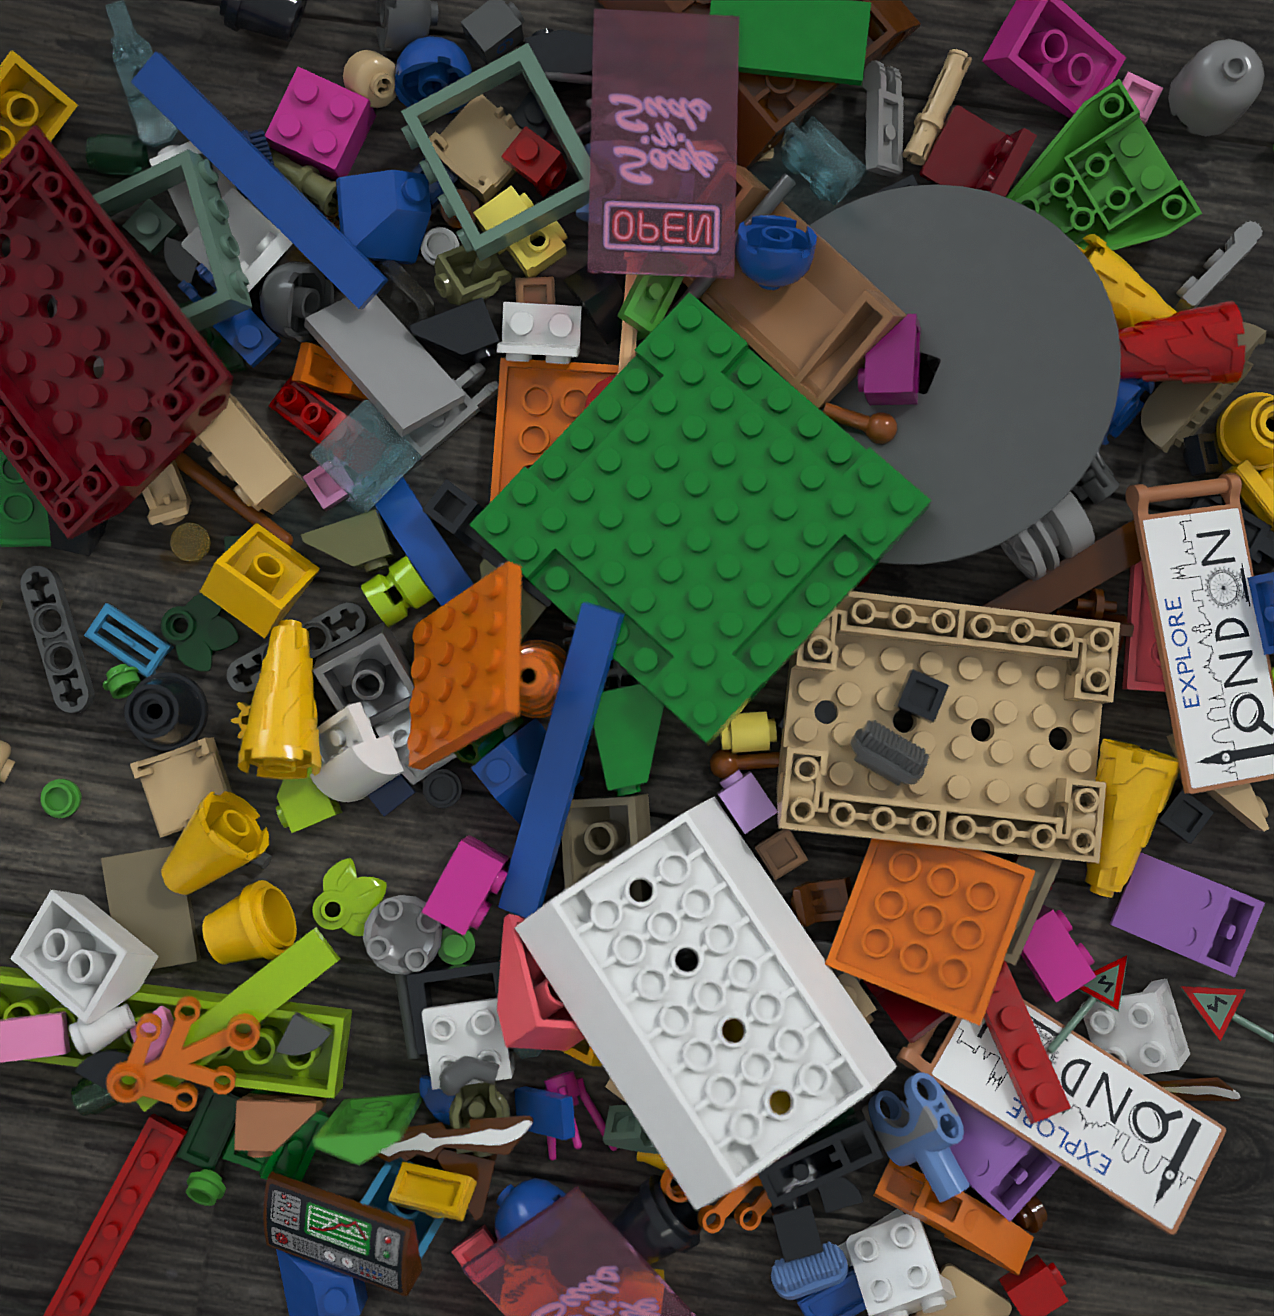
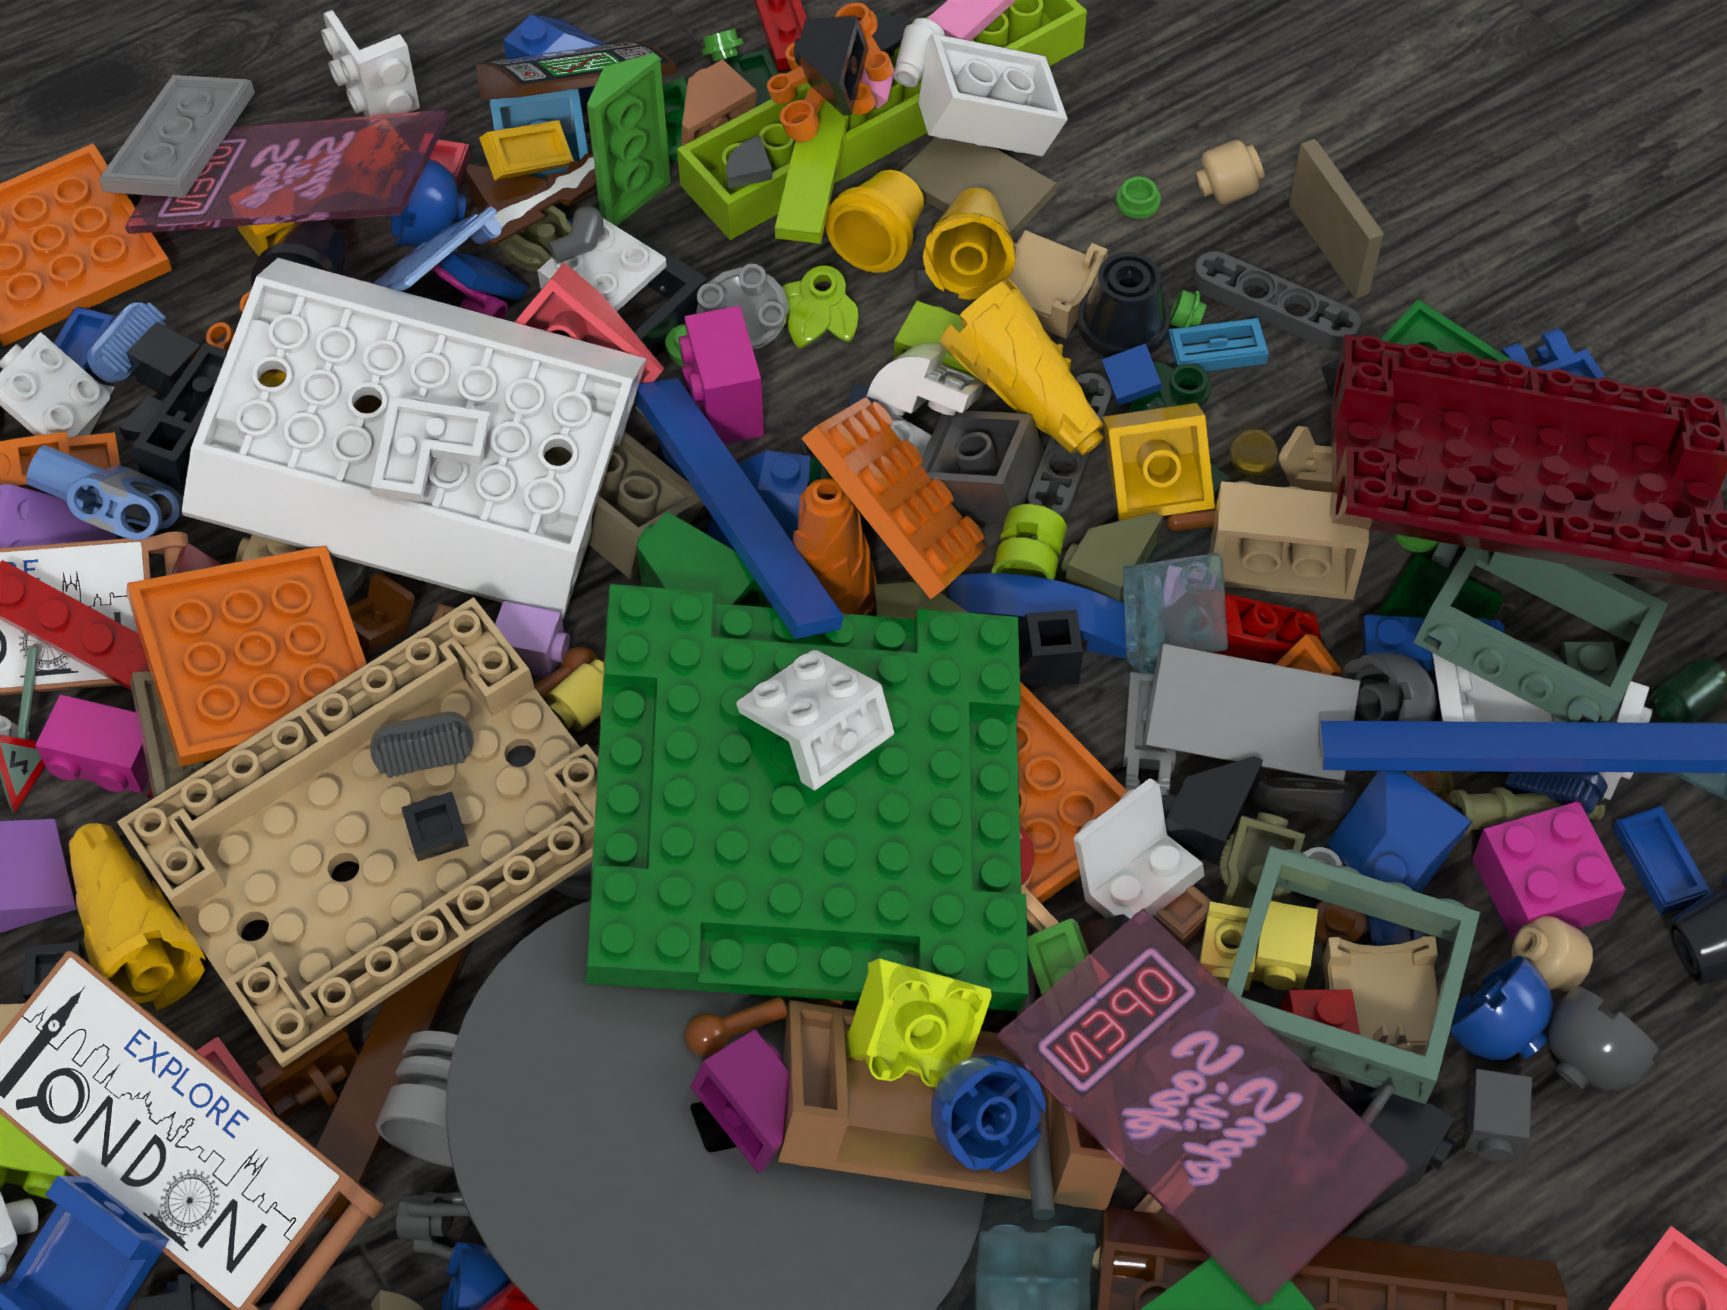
camera: 135 degrees right, 30 degrees down
(179, 1055) = (833, 58): none -> black slope
(208, 660) = (1132, 374): none -> blue tile
(245, 84) = (1660, 860): none -> blue tile
(586, 1146) = (427, 255): none -> medium blue window
(664, 544) = (823, 712): none -> white bracket
(726, 970) = (415, 434): none -> white plate
(769, 329) = (914, 1022): none -> neon yellow slope

